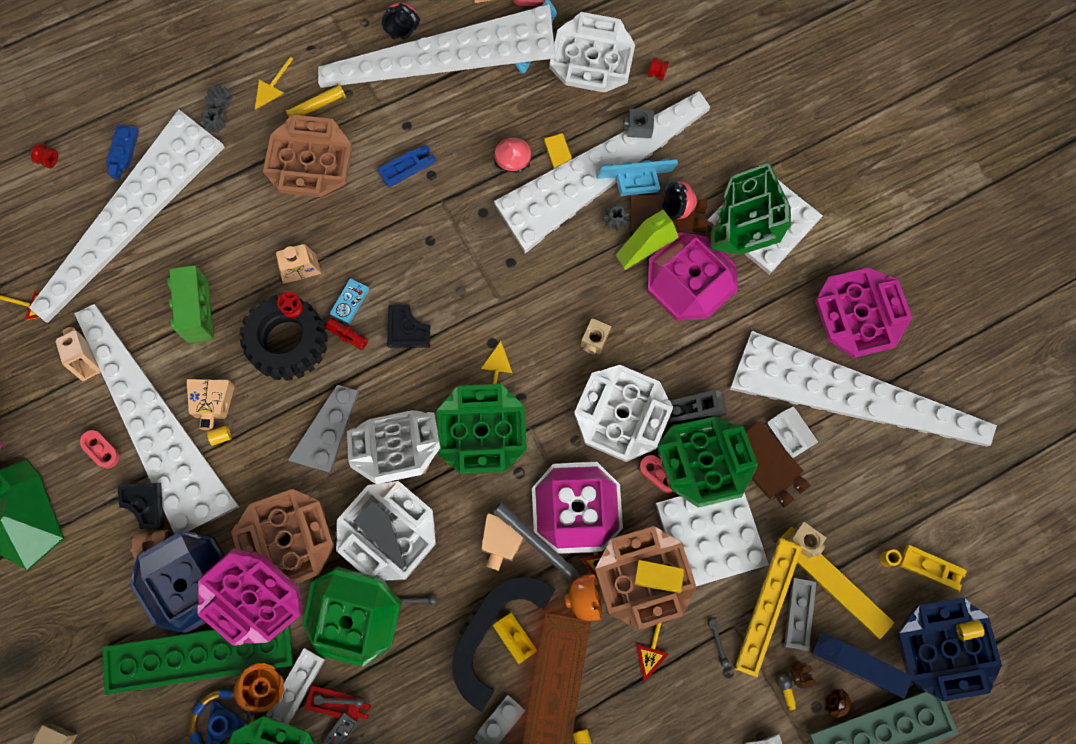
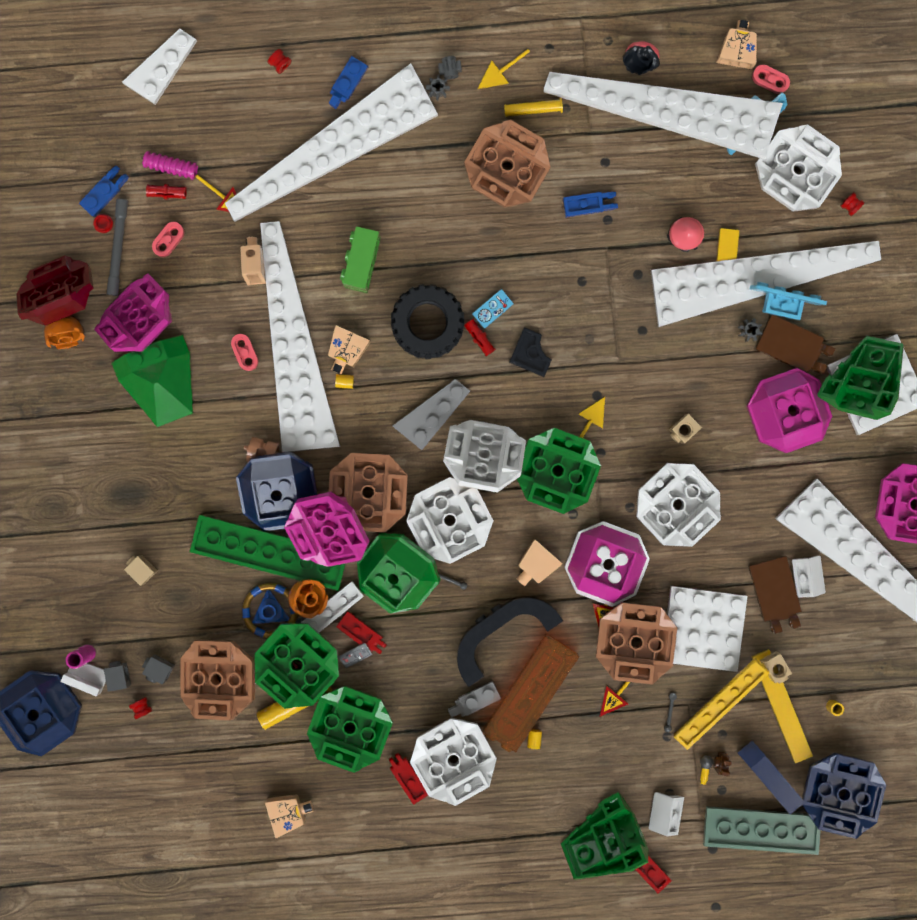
camera: 25 degrees right, 15 degrees up
(144, 502) = (266, 411): black tile -> none
(287, 300) = (446, 299): red wheel -> none
(297, 263) = (461, 258): light nougat torso -> none
(318, 700) = (349, 625): dark grey hinge -> none
(380, 528) = (446, 516): dark grey slope -> none
(512, 520) = (552, 554): dark grey piece -> none
(514, 638) = (515, 642): yellow plate -> none
(585, 598) = (582, 637): orange cylinder -> none
(645, 117) = (818, 254): dark grey brick -> none
(647, 239) = (766, 364): lime slope -> none
(655, 476) = (685, 563): coral plate -> none
(659, 576) = (647, 647): yellow tile -> none
(679, 200) = (809, 341): black hair -> none
(697, 407) = (742, 524): dark grey slope -> none
(712, 441) = (746, 567): green piece -> none
(800, 614) = (743, 719): light grey plate -> none
(837, 703) = (739, 795): reddish brown plate -> none
(932, 568) = (864, 728): yellow plate -> none
(970, 630) = (866, 788): yellow hinge -> none

